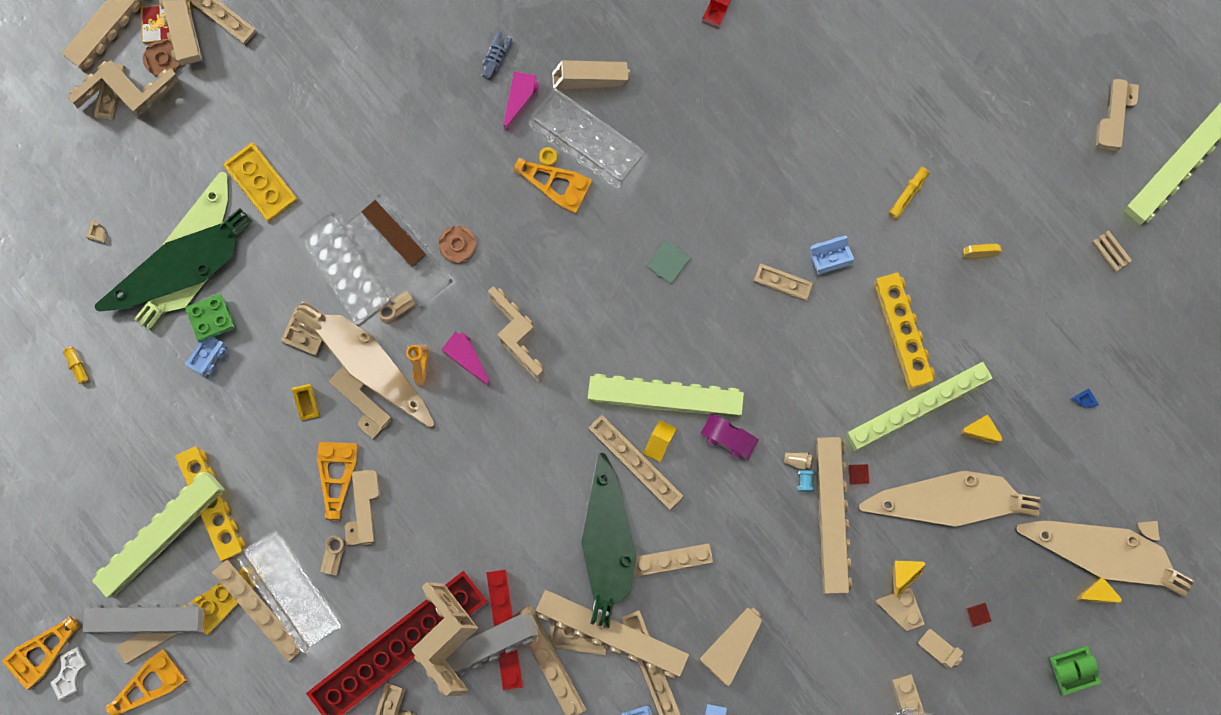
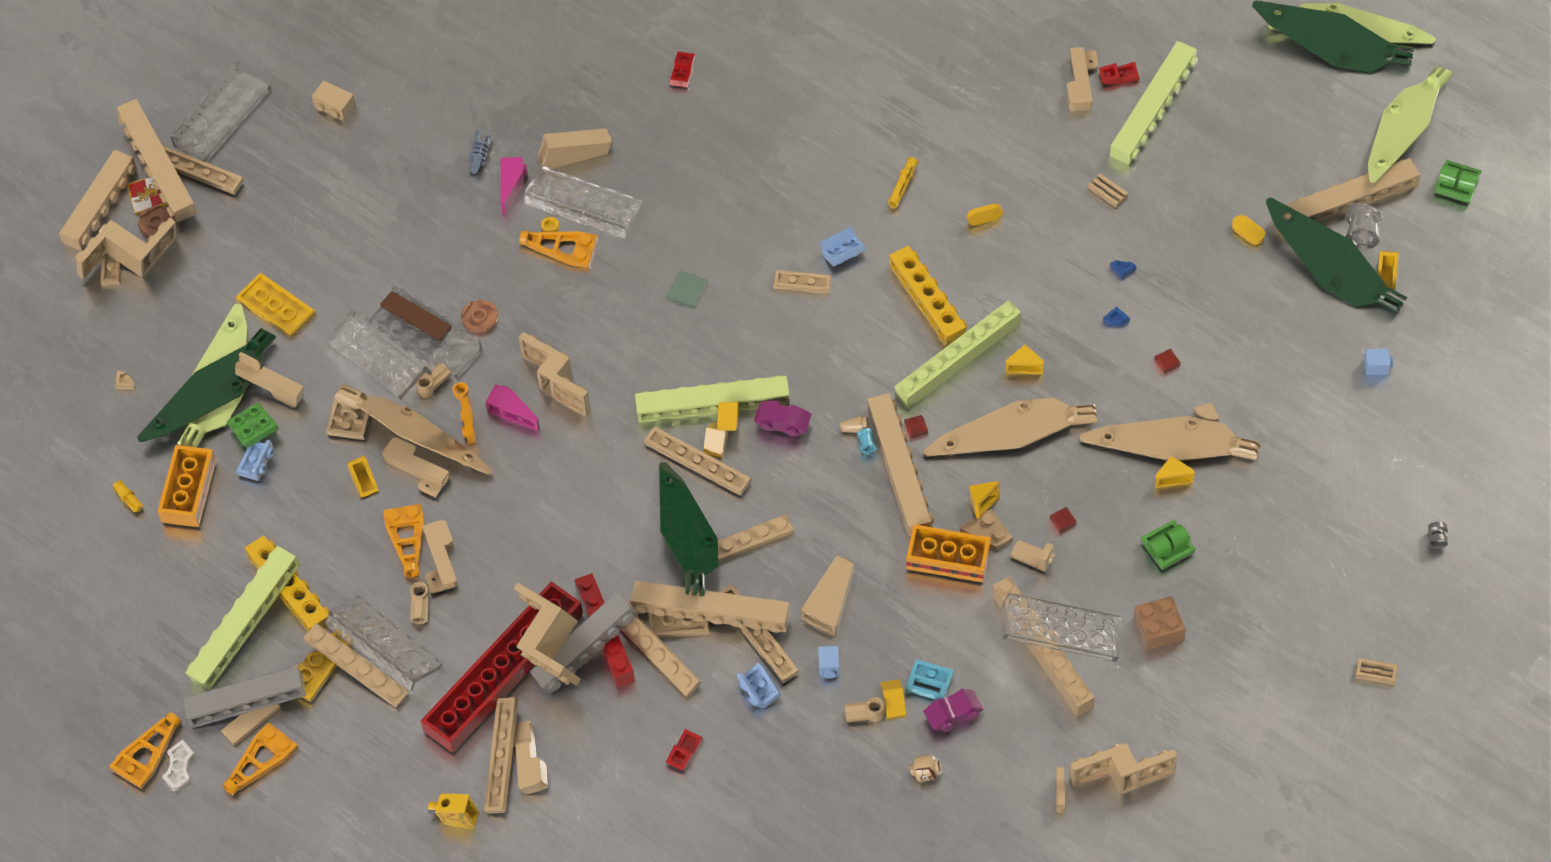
camera: 10 degrees left, 20 degrees down
(133, 370) = (186, 486): none -> light orange brick
(236, 274) = (280, 386): none -> tan piece
(675, 427) = (728, 416): none -> yellow slope
(858, 630) = (948, 553): none -> light orange brick
(1105, 344) = (1123, 268): none -> blue tile
(1124, 461) = (1167, 361): none -> clear red tile
(1156, 118) = (1121, 74): none -> red slope

